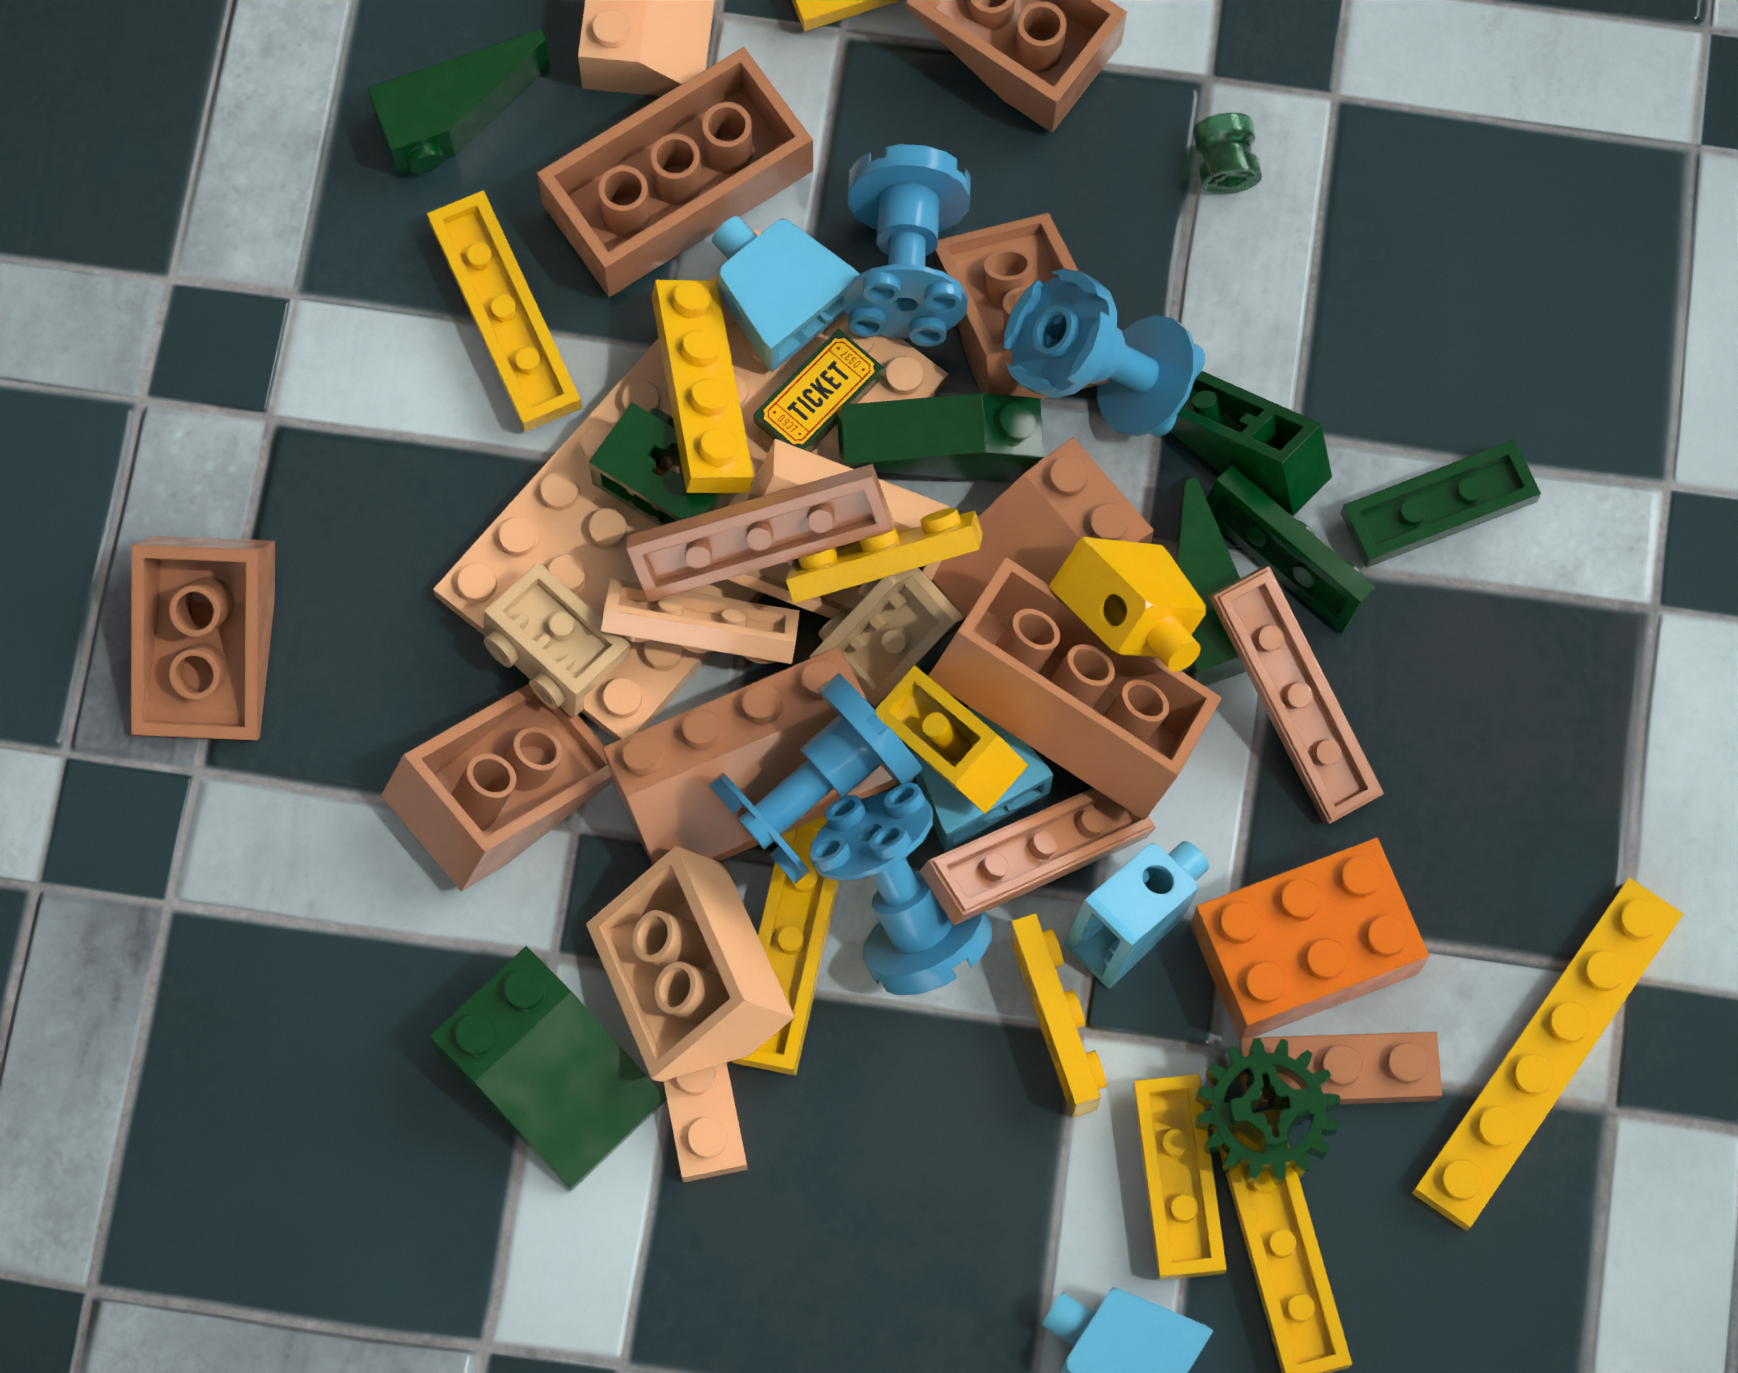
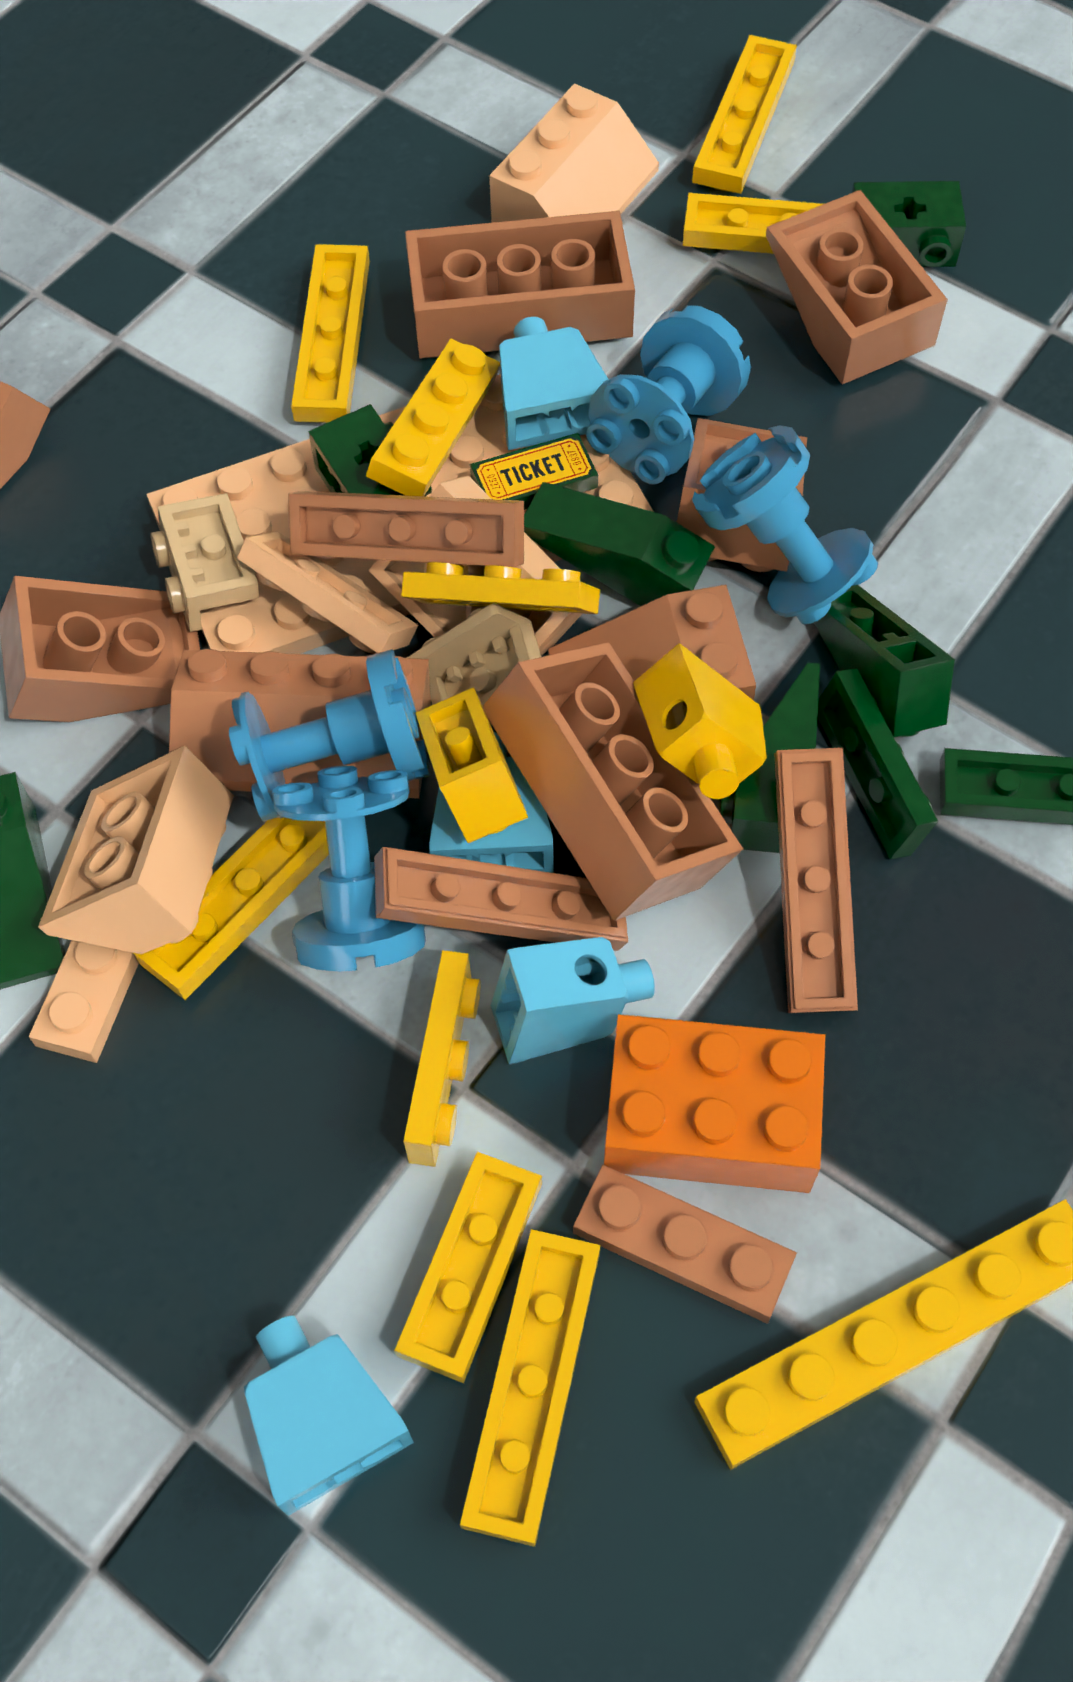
camera: 30 degrees right, 10 degrees down
(446, 105) = (386, 185): dark green slope -> none
(1227, 153) = (982, 447): clear green wheel -> none
(1238, 1115) = (606, 1251): dark green gear -> none

